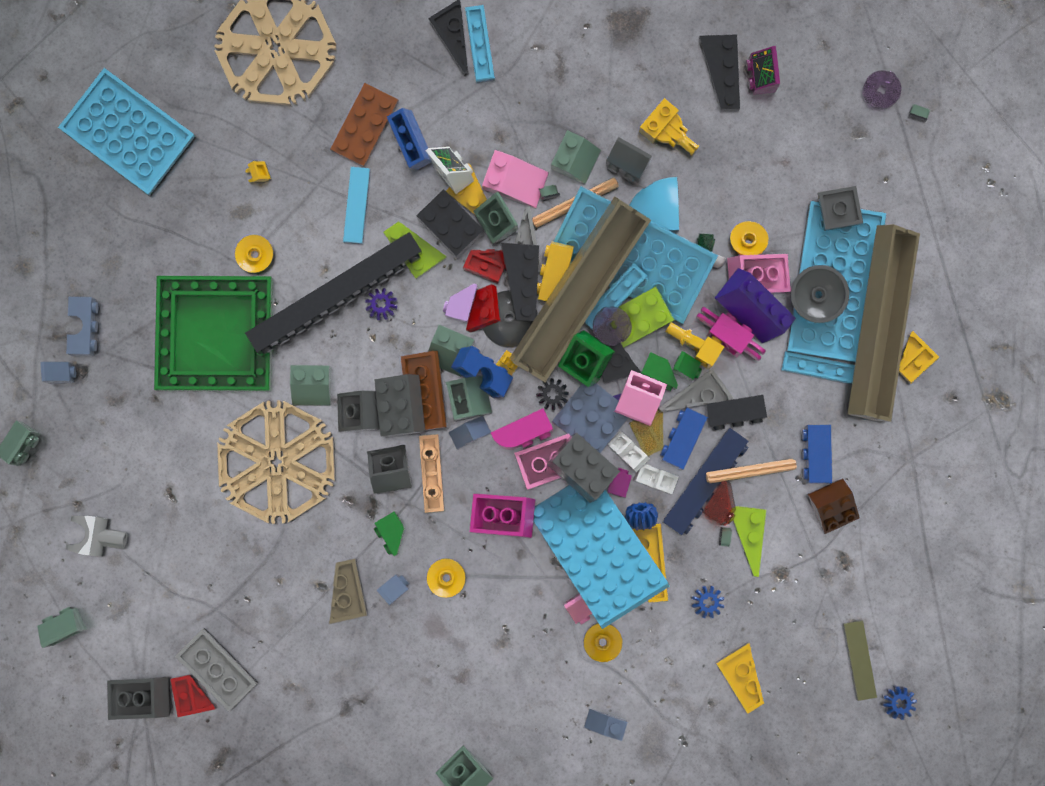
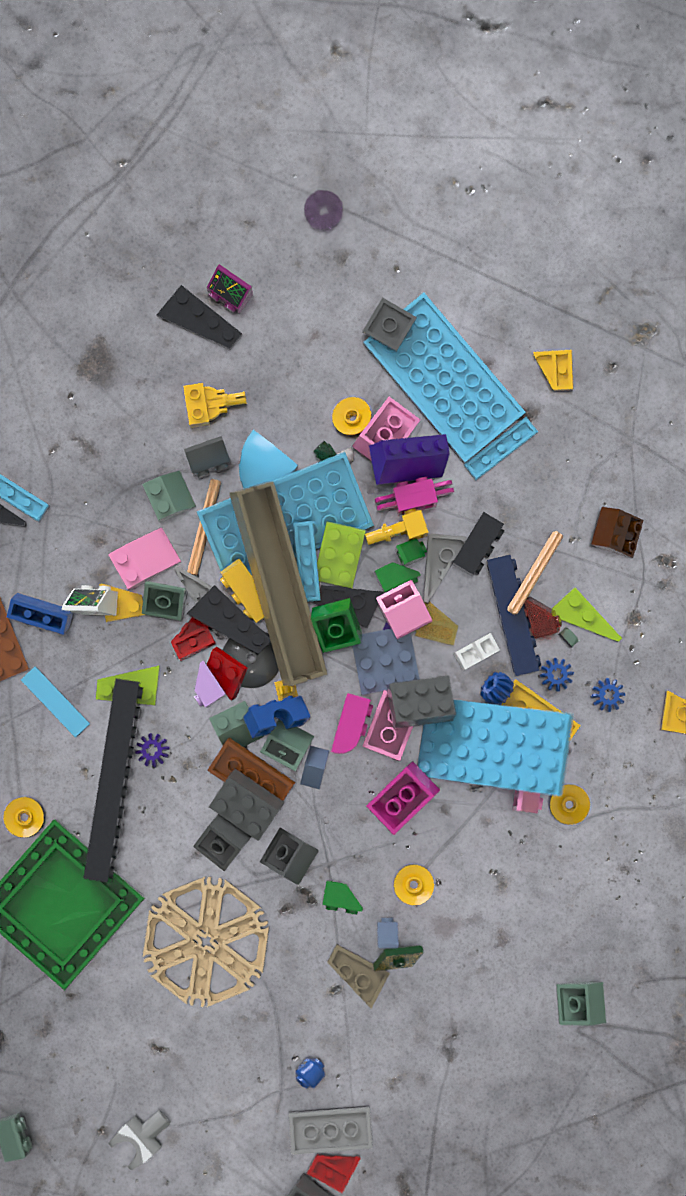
camera: 55 degrees left, 0 degrees up
(245, 619) = (310, 1073): none -> blue head
(310, 385) = (168, 861): sand green slope -> none
(382, 611) = (398, 958): none -> dark green plate
(431, 473) = (321, 825): light nougat plate -> none
(450, 224) = (136, 640): black brick -> none
(549, 192) = (178, 540): sand green piece -> none
(558, 398) = (347, 674): black gear -> none
(605, 724) = (635, 857): sand blue slope -> none
(615, 336) = (338, 586): plate -> none
(620, 484) = (458, 683): magenta brick -> none
(628, 451) = (437, 655): white slope -> none
(683, 438) = (464, 603): blue brick -> none
(695, 555) = (549, 676): none -> blue gear
(817, 454) = (566, 509): blue brick -> none
(833, 290) = (452, 388): dark grey dish -> none
(883, 323) = (508, 369): dark tan piece -> none
(919, 112) = (367, 197): sand green piece -> none

